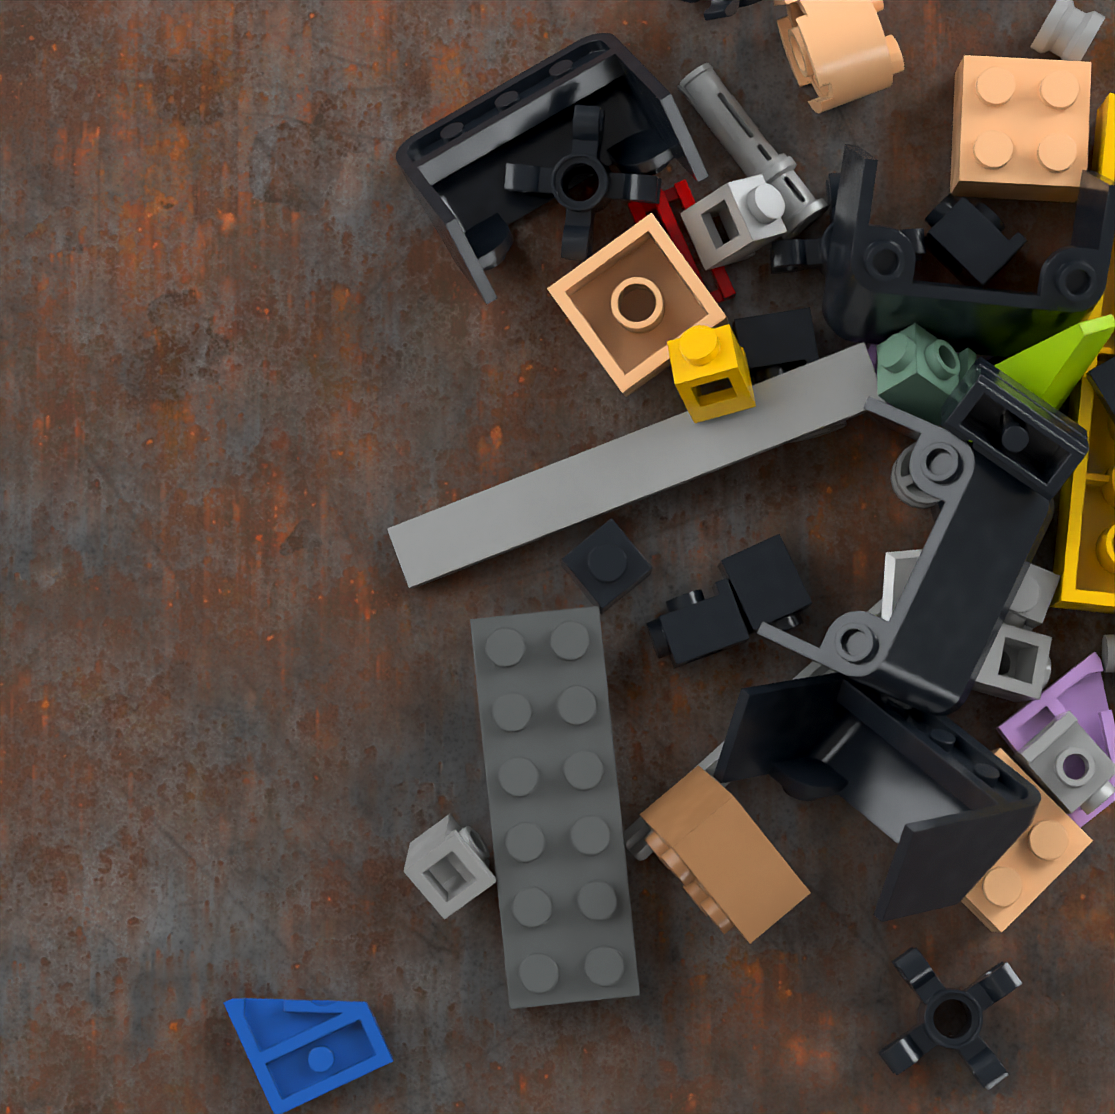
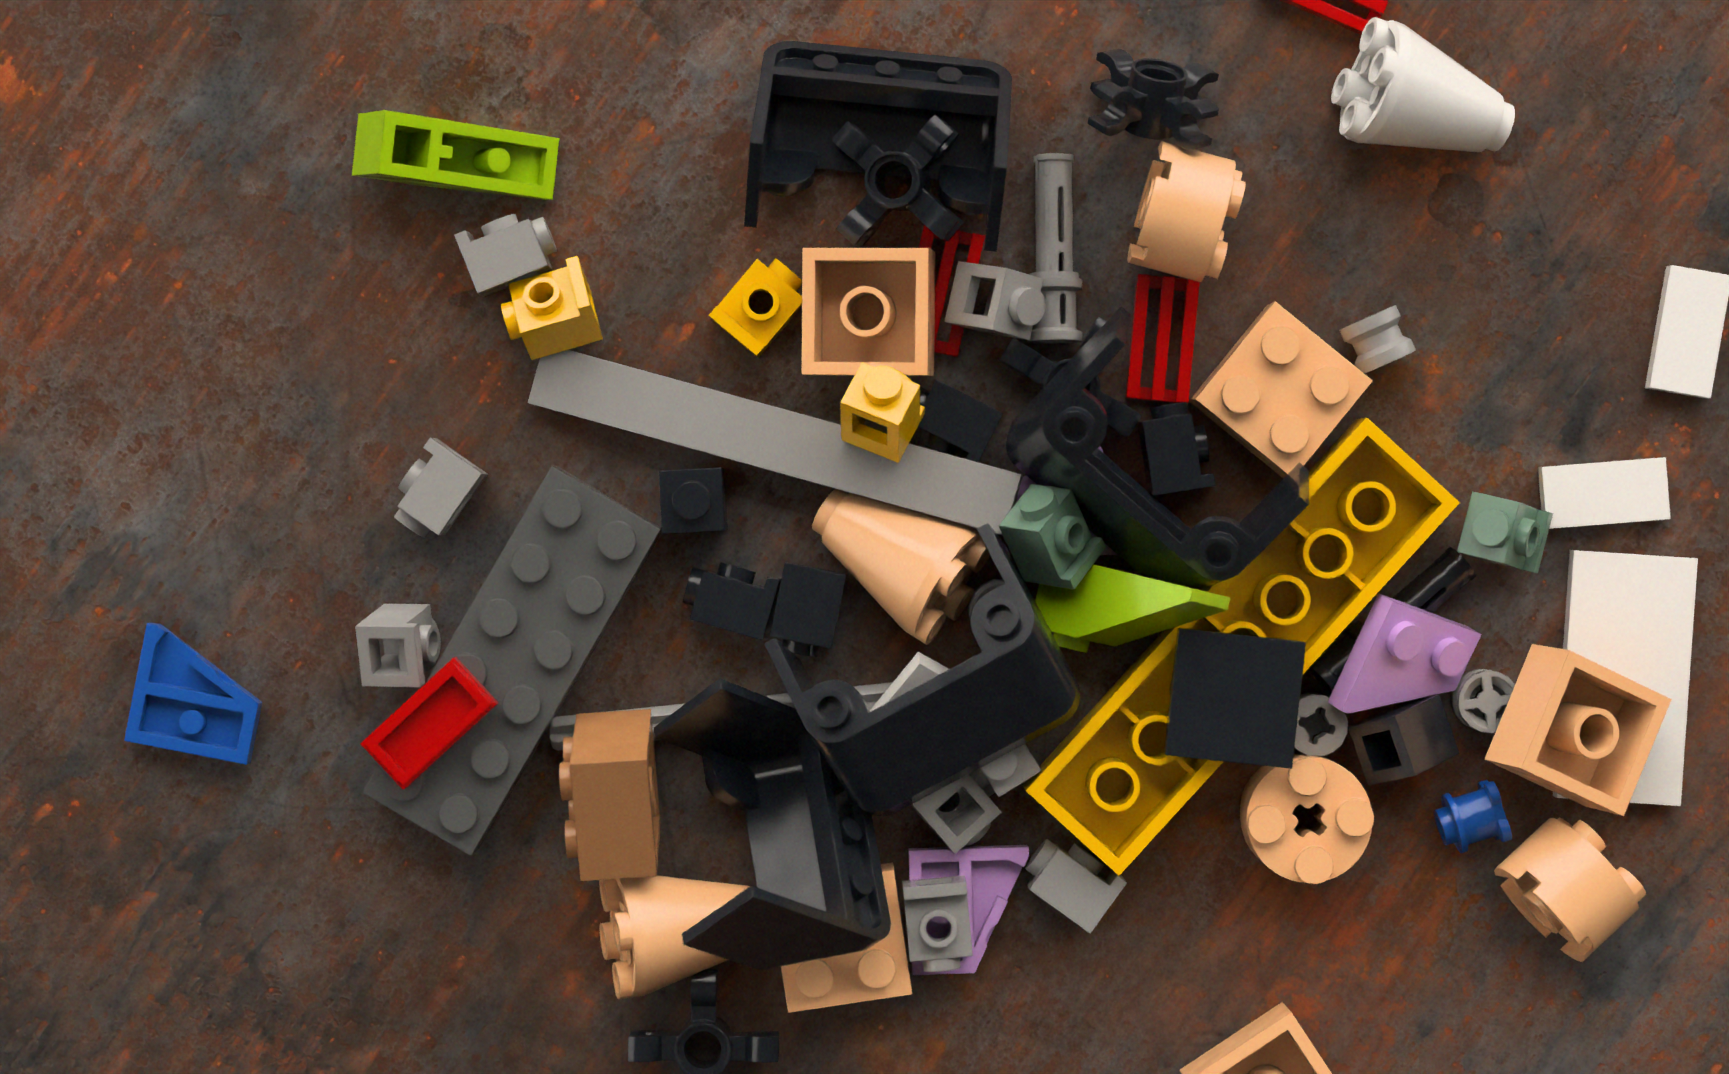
camera: 40 degrees right, 5 degrees up
(199, 428) = (454, 155): none -> lime slope
(302, 475) = (506, 252): none -> light grey brick
(376, 494) = (552, 311): none -> yellow brick
(386, 713) = (437, 490): none -> light grey brick
(525, 905) = (429, 723): none -> red tile
(539, 391) = (754, 329): none -> yellow brick
(814, 486) = (903, 558): none -> light nougat cone
(839, 946) = (649, 926): none -> light nougat cone
(865, 114) = (1186, 346): none -> red tile
(1014, 428) = (1081, 633): black brick -> none

